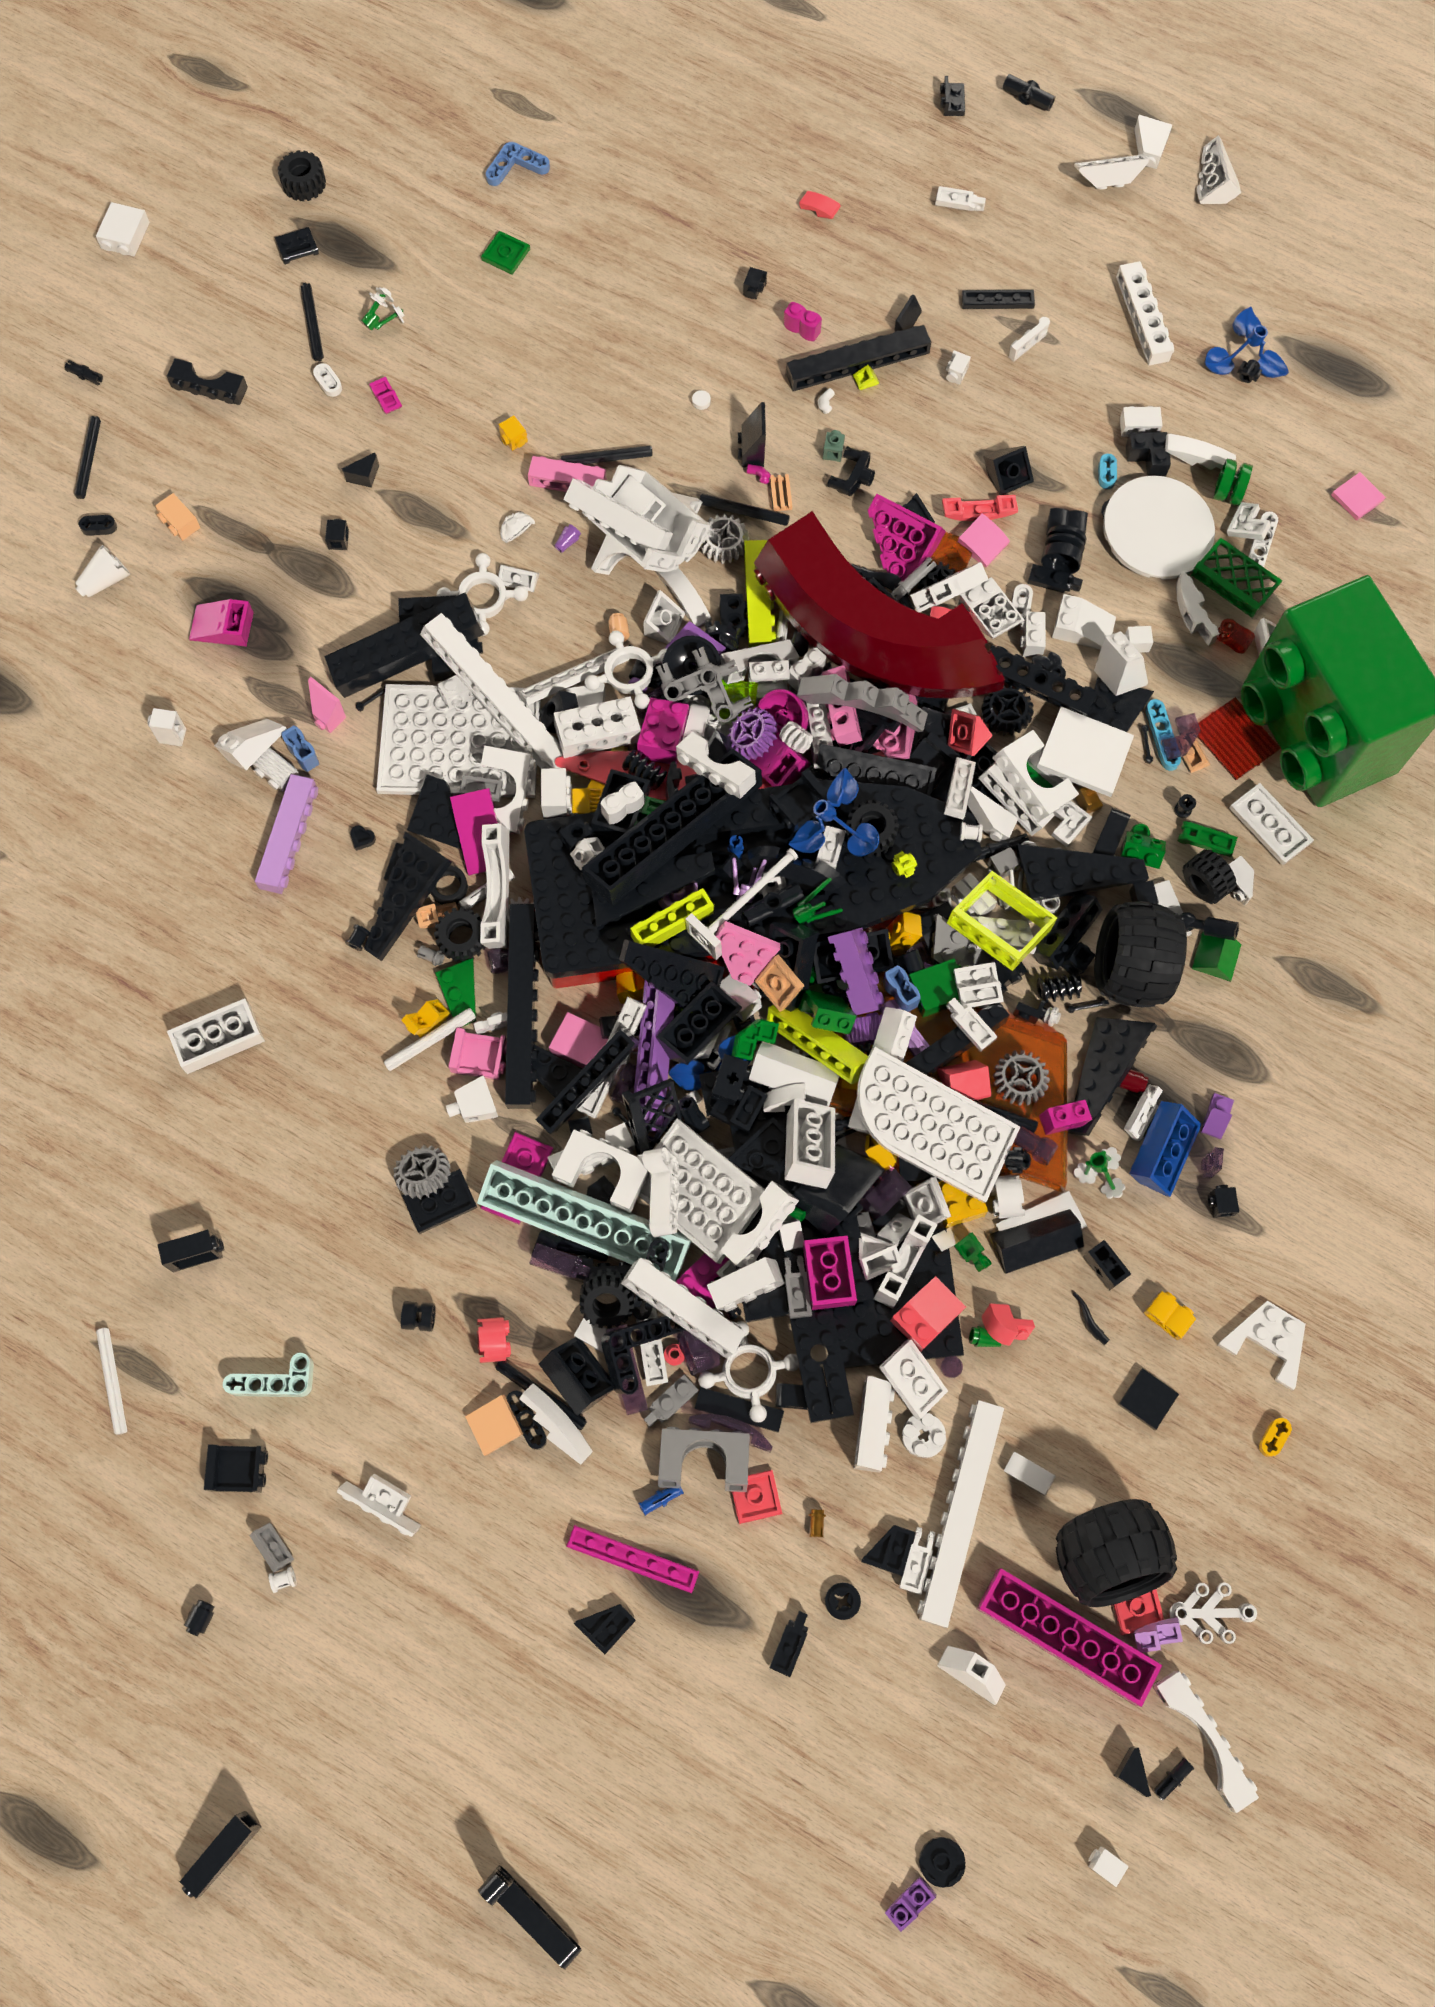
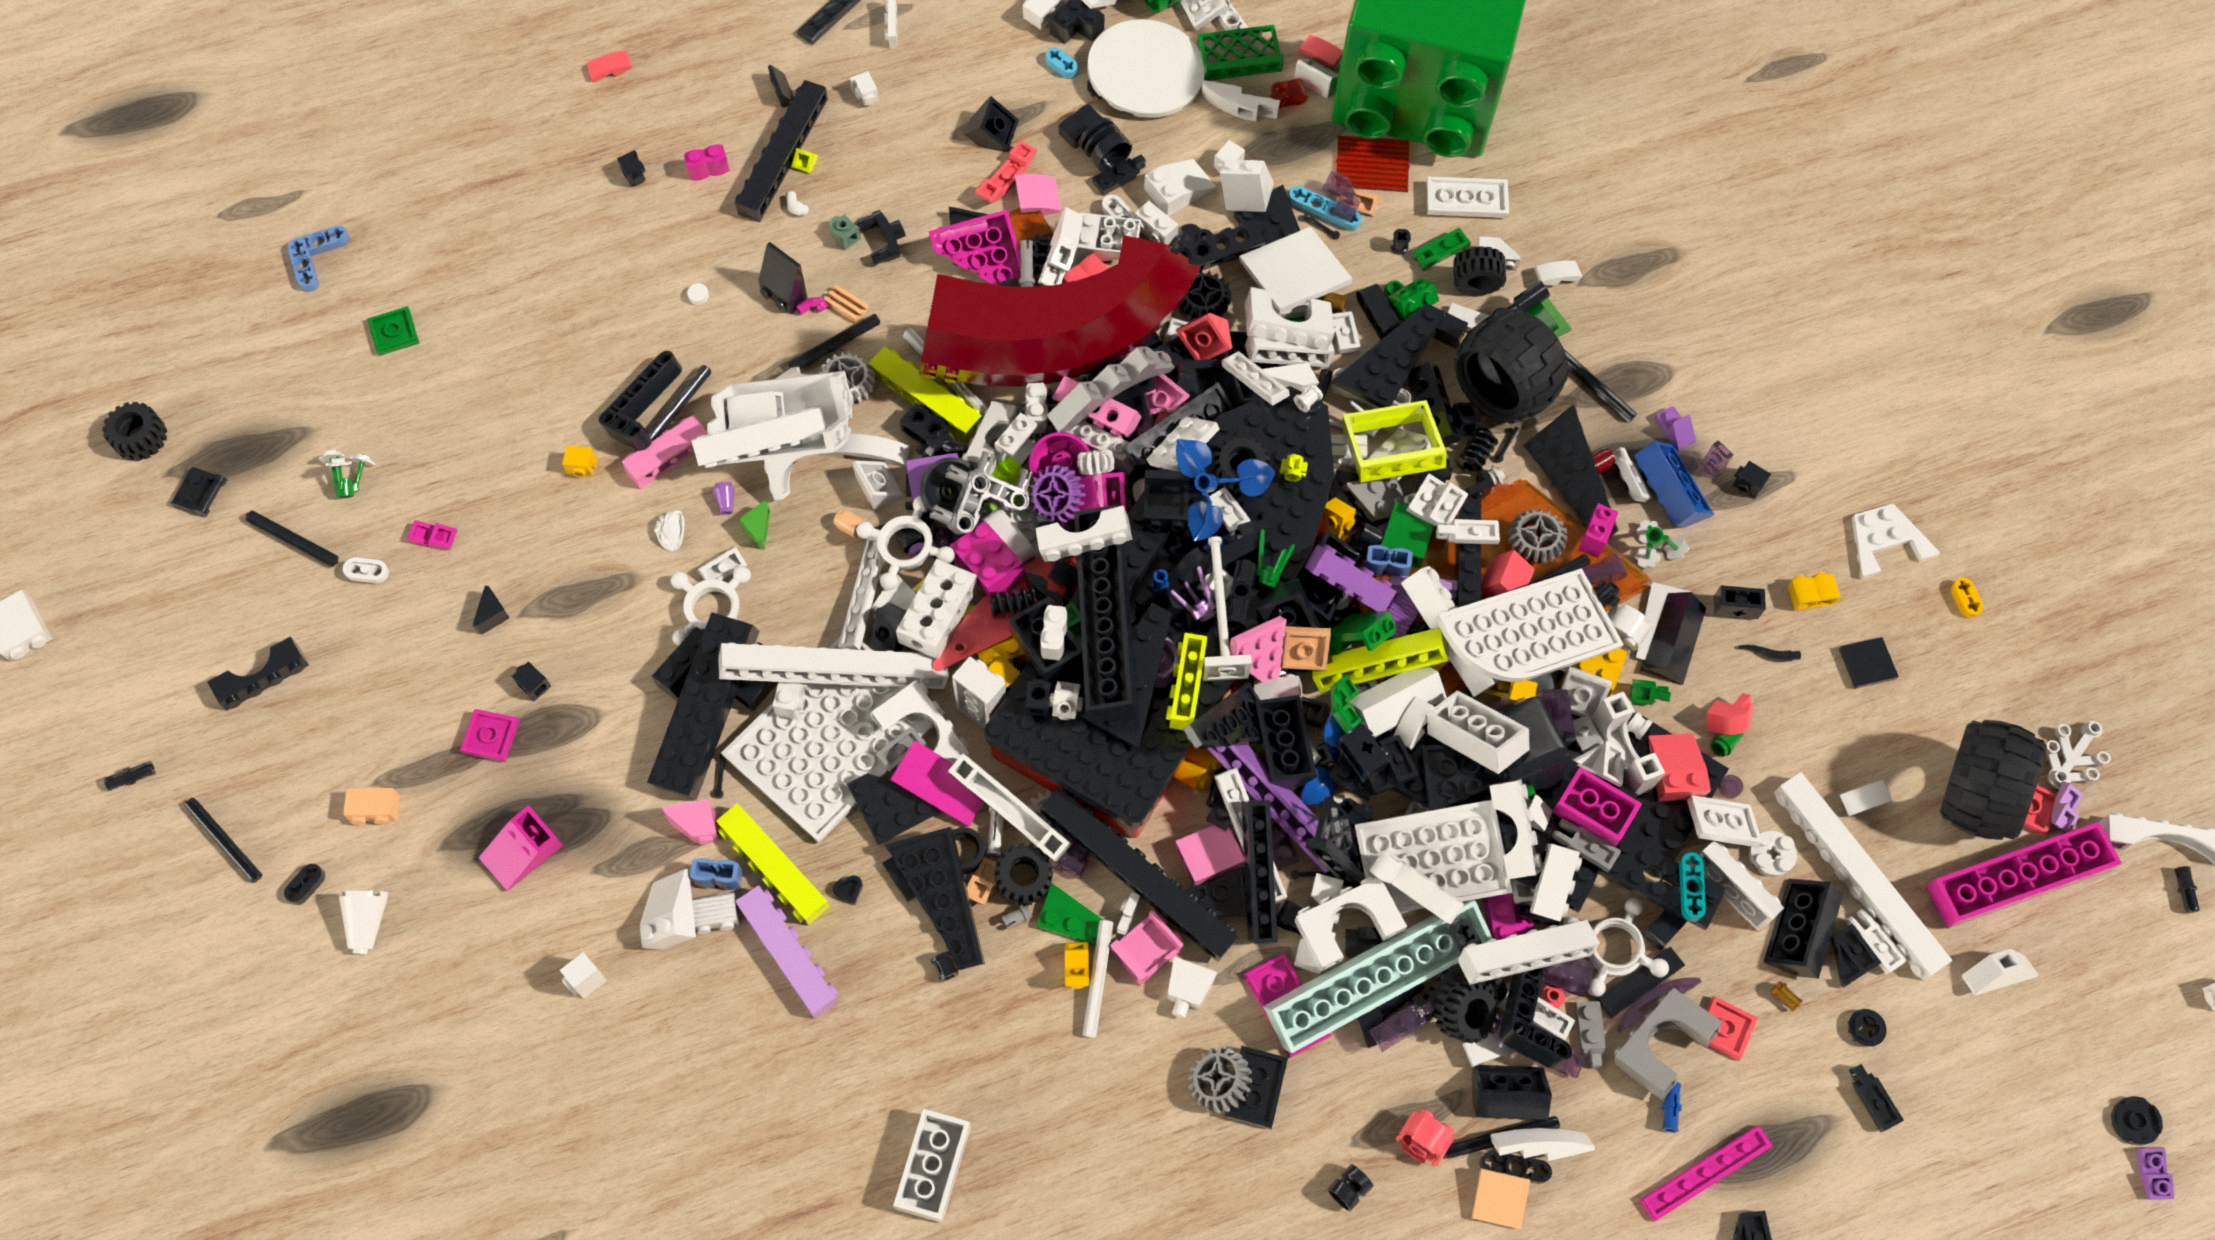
camera: 50 degrees left, 5 degrees down
(281, 543) = (490, 735): none -> dark pink plate
(337, 777) = (772, 864): none -> neon yellow brick
(566, 573) = (756, 523): none -> bright green slope
(588, 428) = (622, 413): none -> black beam
(800, 643) = (998, 394): black brick -> none
(847, 1382) = (1699, 904): none -> teal beam
(869, 779) = (1188, 429): none -> white plate
(882, 1498) = (1804, 927): none -> black slope
(935, 1262) = (1638, 725): none -> white wheel
(1003, 862) = (1336, 404): light grey panel -> none
(1132, 1772) = (2162, 914): black slope -> none
(1198, 1031) = (1600, 388): none -> black axle
(1267, 932) = (1554, 272): none -> white slope

